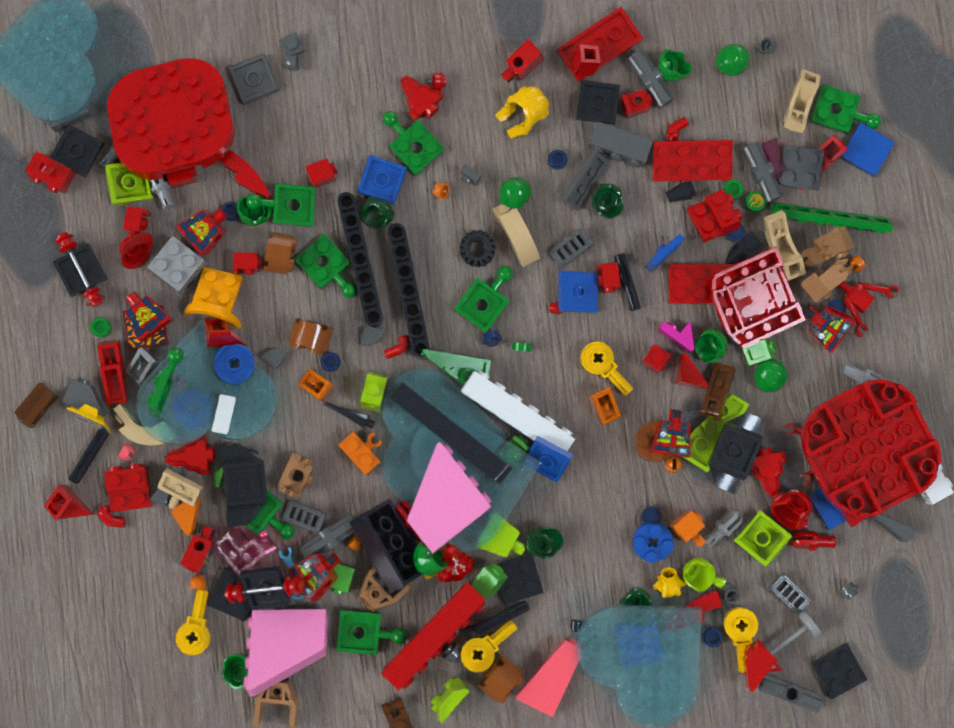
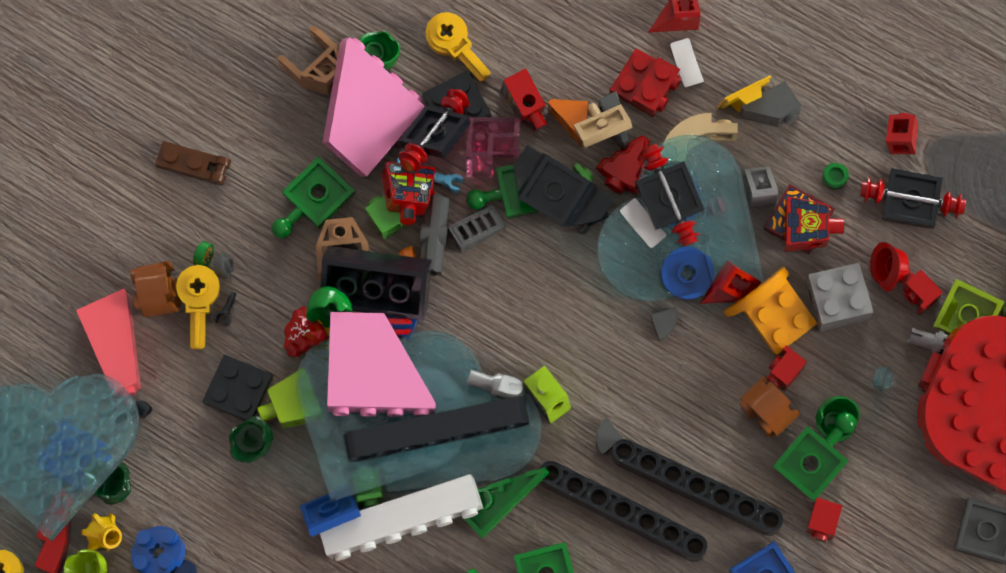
camera: 135 degrees right, 10 degrees down
(36, 405) = (804, 56): reddish brown panel -> none
(48, 301) = (902, 134): none -> red brick
(88, 456) = (709, 67): black axle -> none
(95, 474) = (686, 62): none -> white sticker
(110, 521) = (630, 40): red arm -> none
(113, 372) = (778, 153): red slope -> none
(124, 454) = (685, 105): coral hinge -> none
(164, 383) = (719, 184): green plate -> none
(194, 409) = (669, 195): none -> black plate
(198, 582) = (495, 77): orange hinge -> none
(204, 230) = (855, 350): torso -> none
(208, 202) = (883, 378): none -> clear light blue plate
(230, 209) = (858, 393): dark blue plate -> none
(245, 174) = (882, 440): red slope -> none
(288, 484) = (519, 235): medium nougat piece -> none
(310, 335) = (655, 372): dark orange brick -> none
(316, 385) = (600, 340): orange slope -> none
(330, 362) = (613, 374): dark blue plate -> none
(336, 264) = (712, 460): green plate -> none
(359, 418) = (531, 357): black piece -> none
(361, 452) = (493, 331): orange brick -> none
(377, 212) = (733, 544): dark green hair -> none
(393, 420) = (498, 386): none -> light grey arm
(398, 349) = (570, 451): red arm -> none
(433, 635) = (252, 259): red brick -> none
(450, 698) = (179, 227): lime slope -> none
(454, 670) = (203, 254): none -> green tile
(489, 580) = (259, 355): bright green brick -> none
(491, 338) = (502, 557): dark blue plate -> none
(501, 618) = (212, 339): black axle -> none
(712, 636) = (13, 536): dark blue plate -> none

